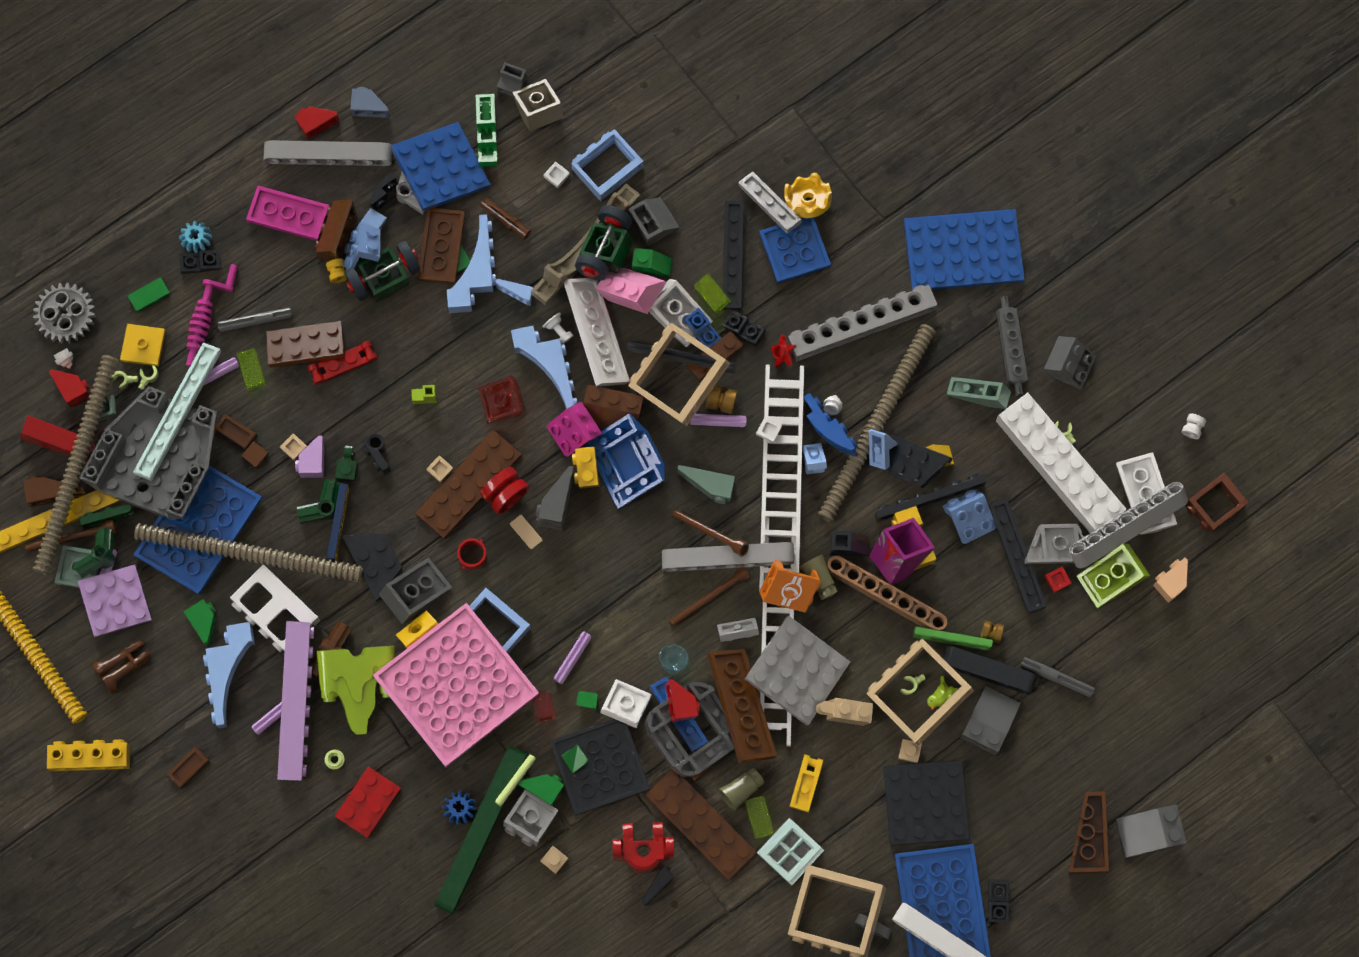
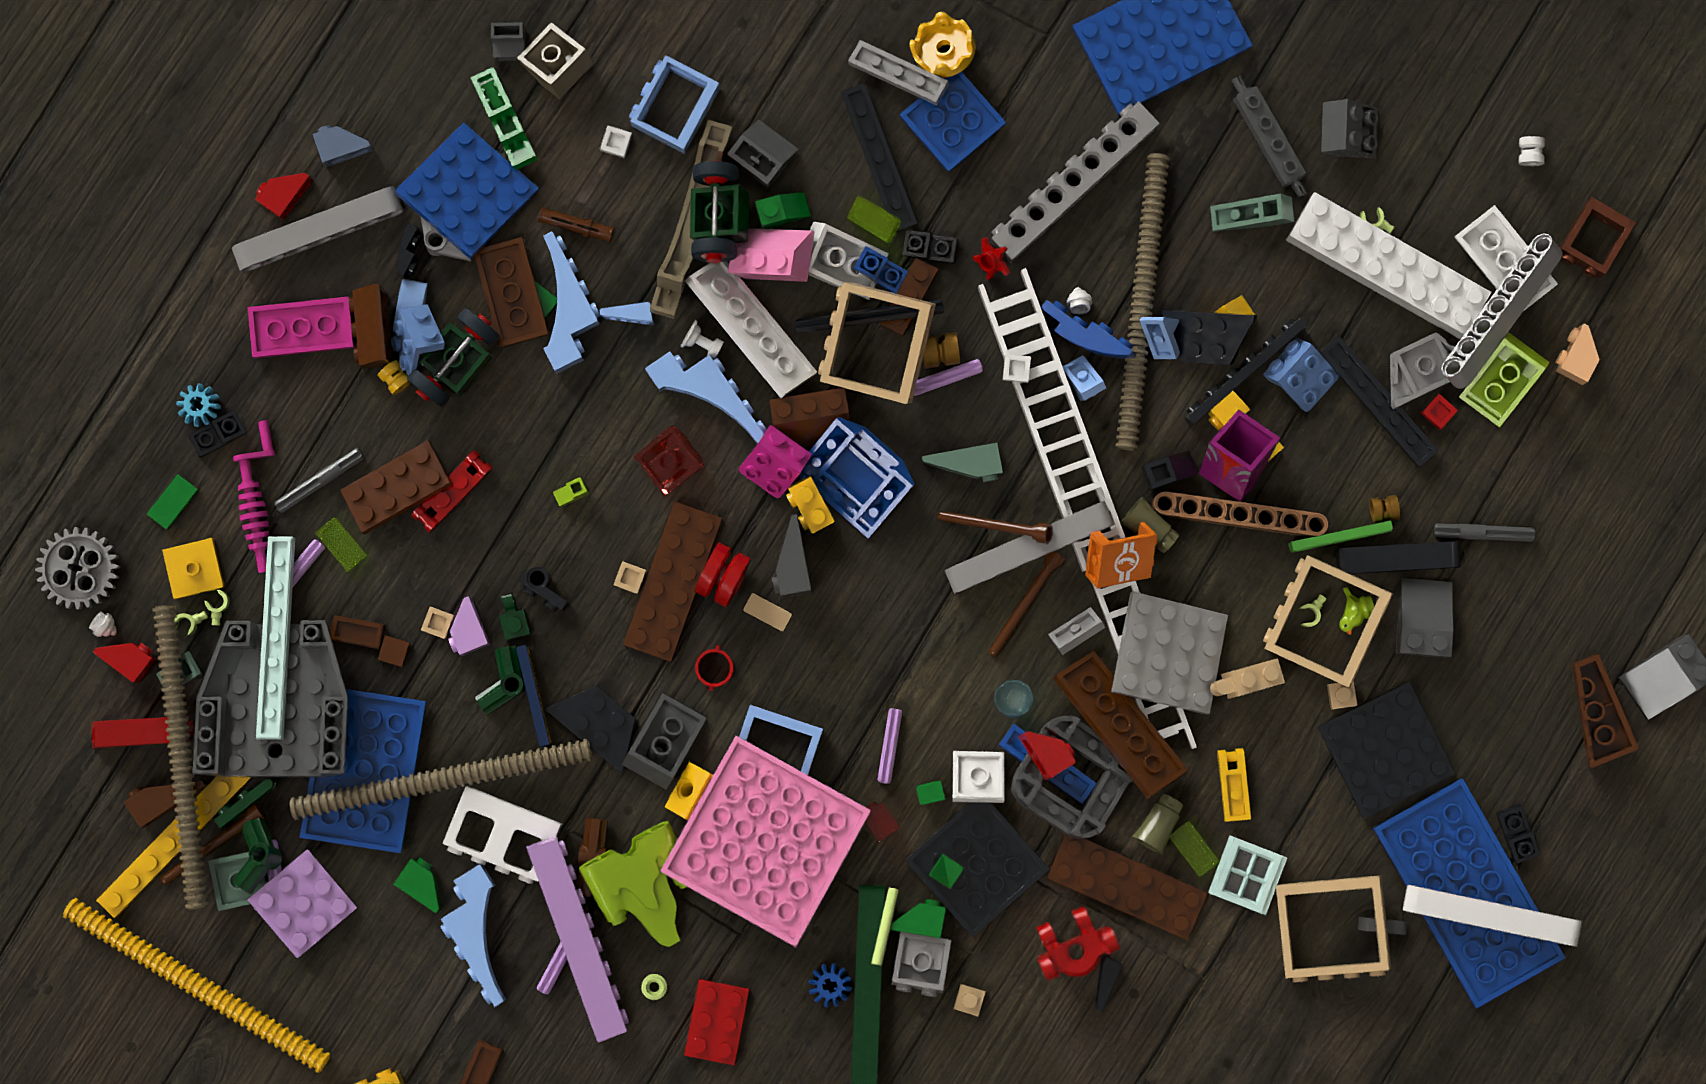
camera: 20 degrees left, 10 degrees up
(111, 679) = (342, 1000): reddish brown piece -> none

